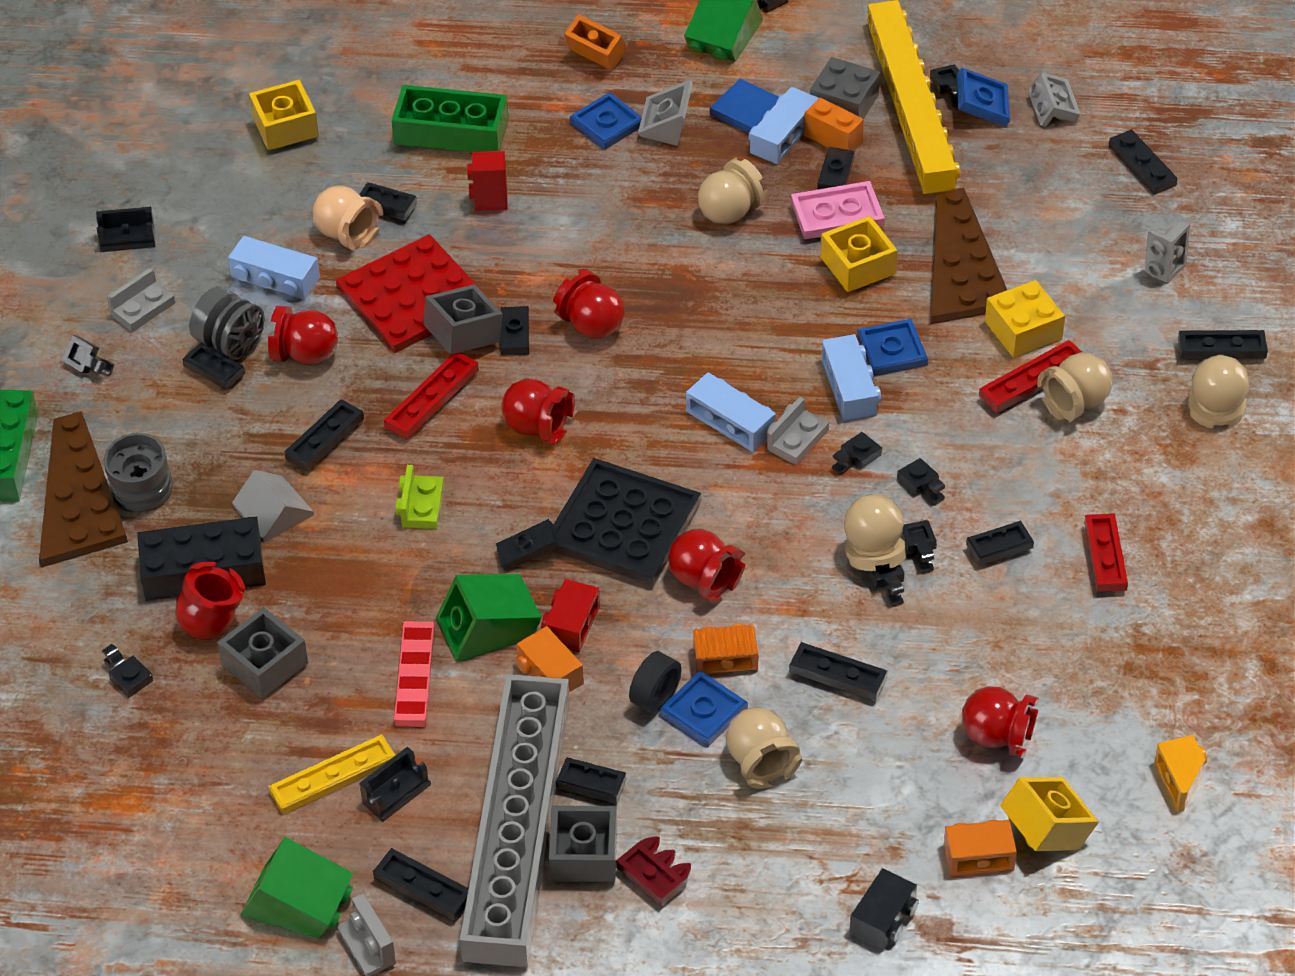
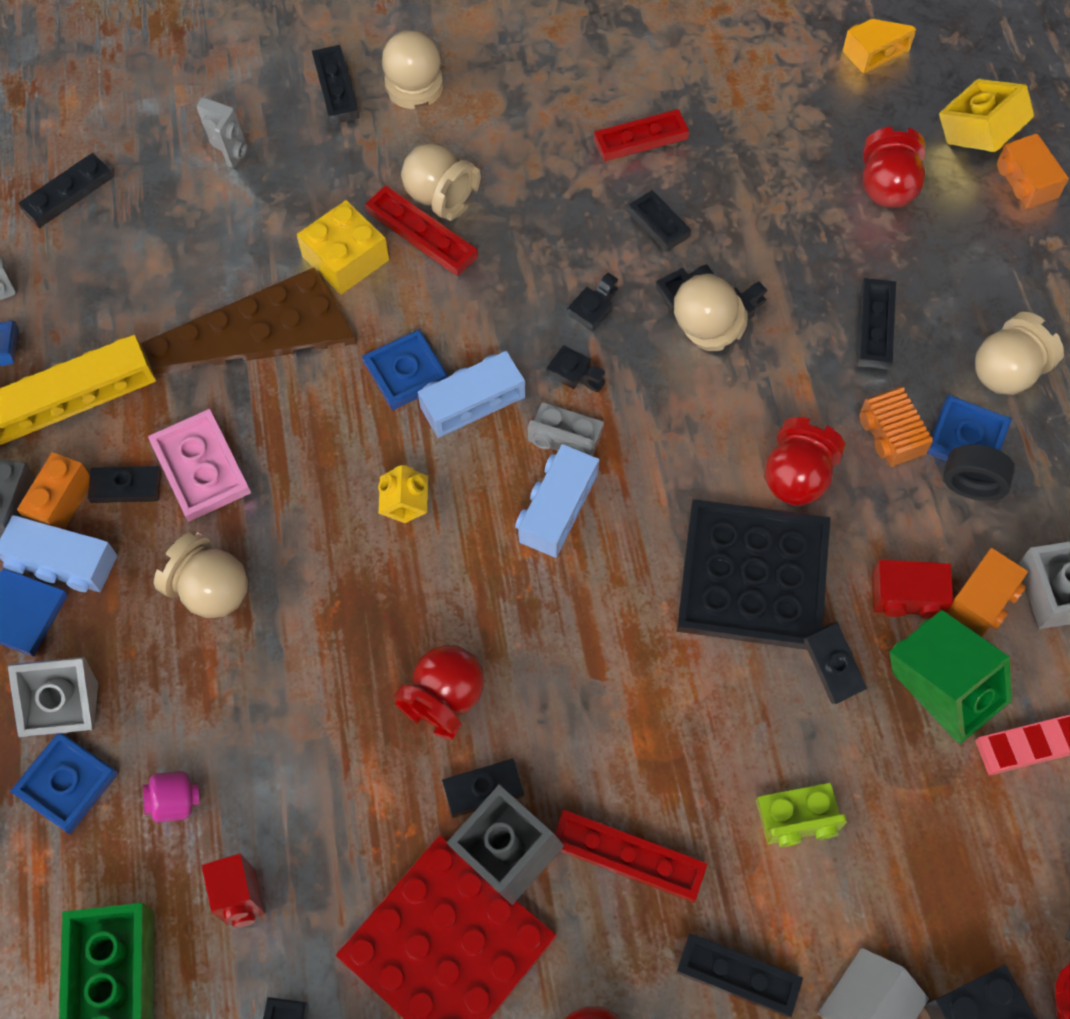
camera: 105 degrees left, 15 degrees up
(536, 409) = (631, 710): red tile -> none
(572, 164) = (170, 796): none -> dark pink head
(757, 314) = (403, 494): none -> yellow brick
(858, 253) = (280, 418): yellow brick -> none

